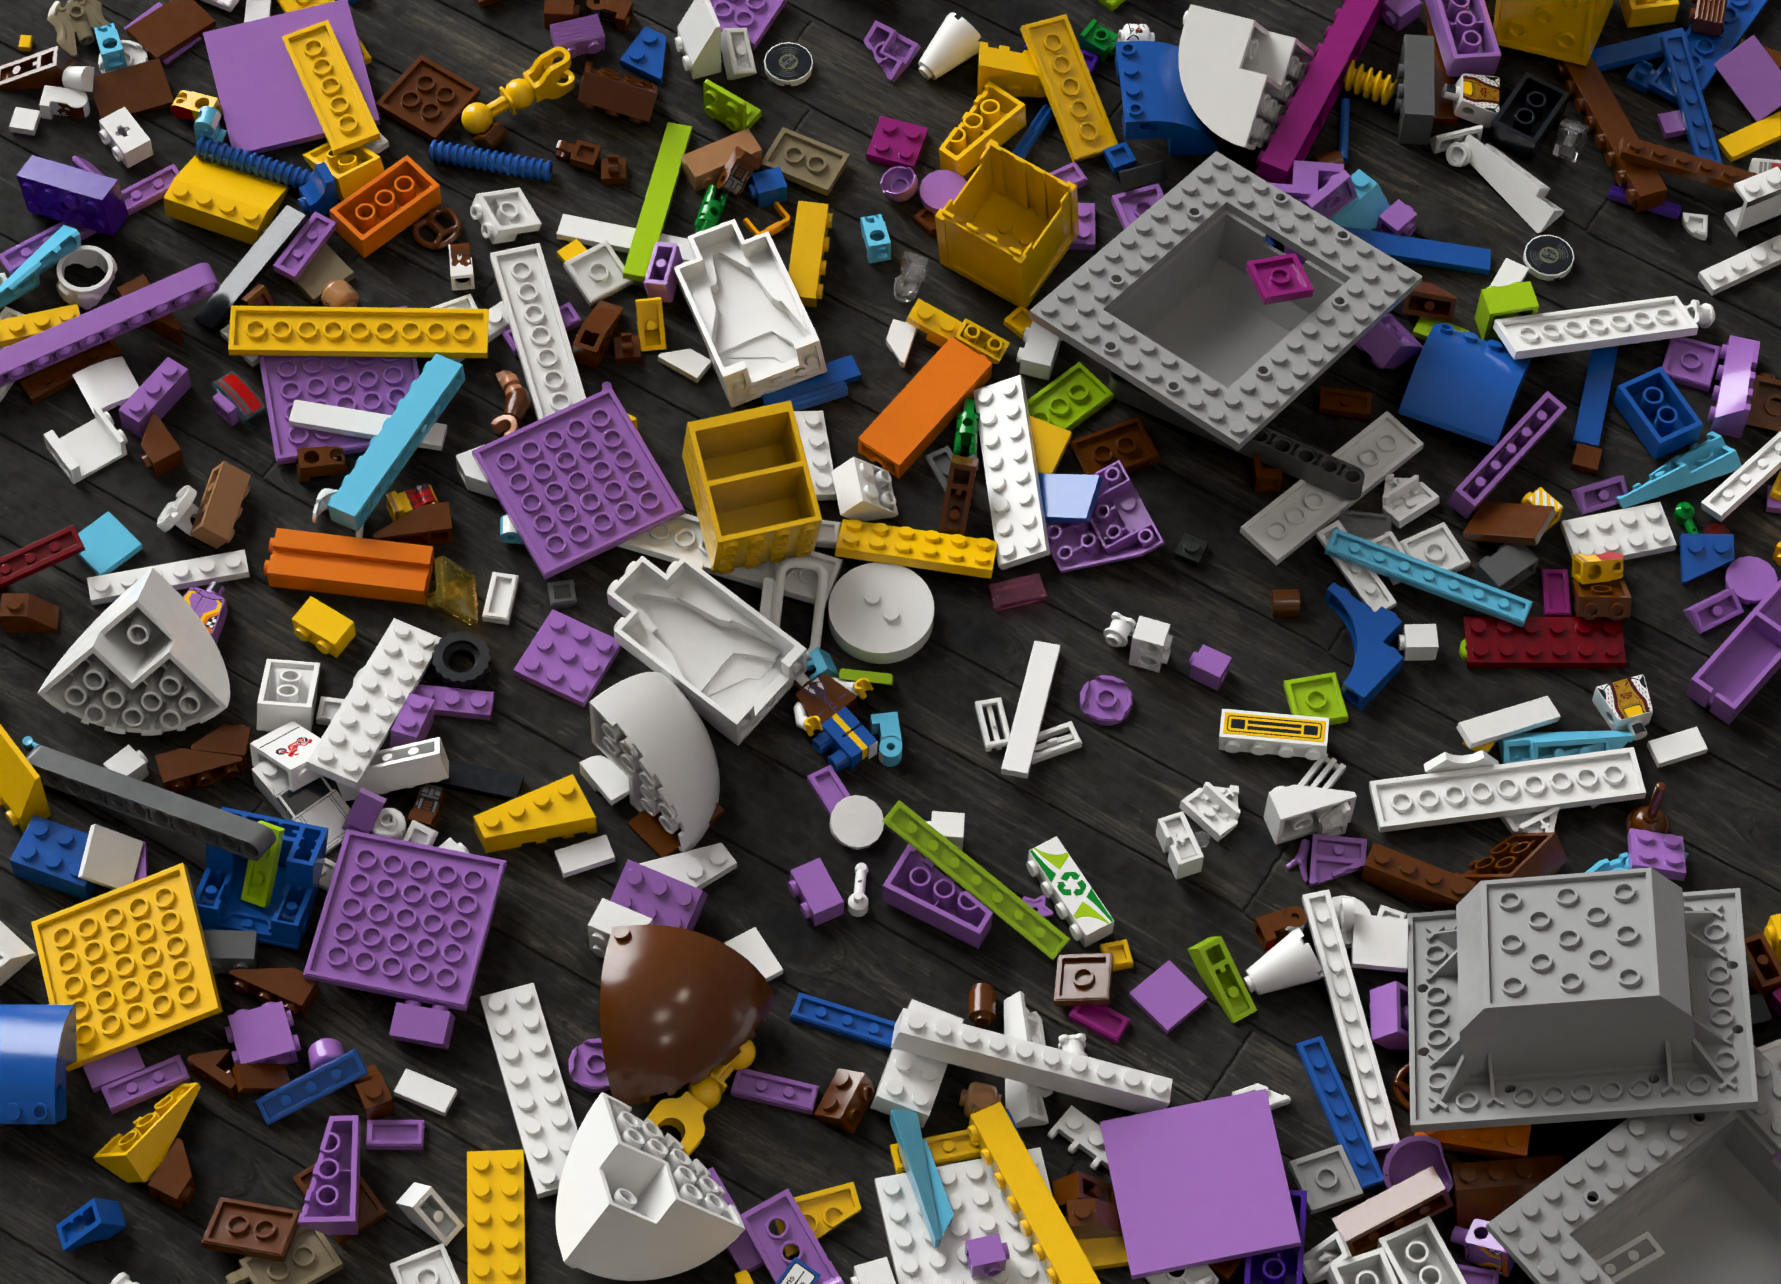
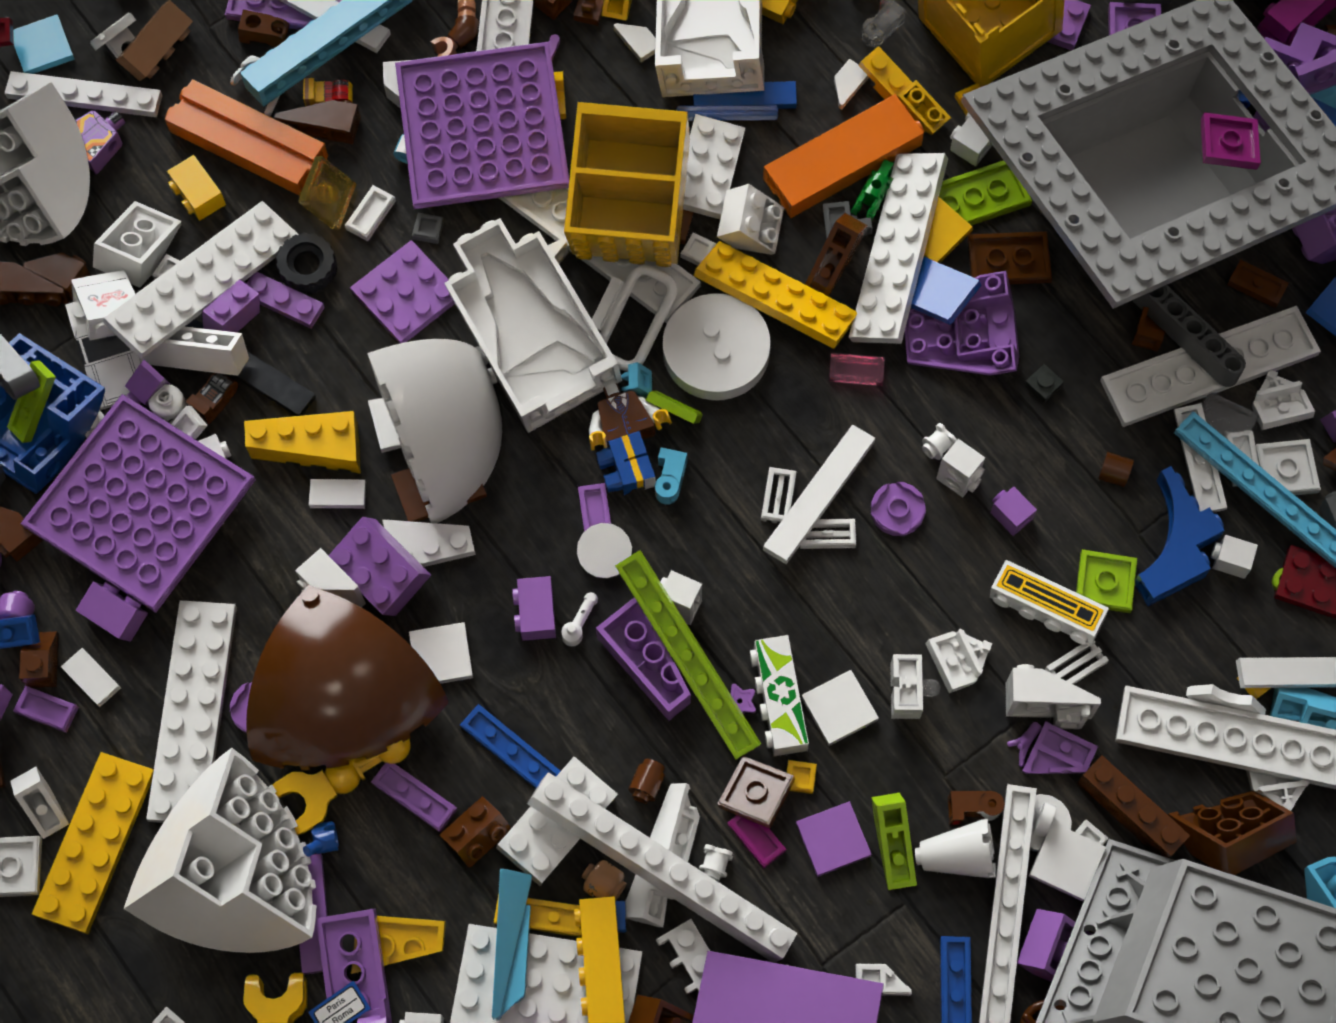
camera: 25 degrees right, 10 degrees up
(712, 1151) = (324, 839): none -> blue piece
(1126, 886) = (839, 707): none -> white tile

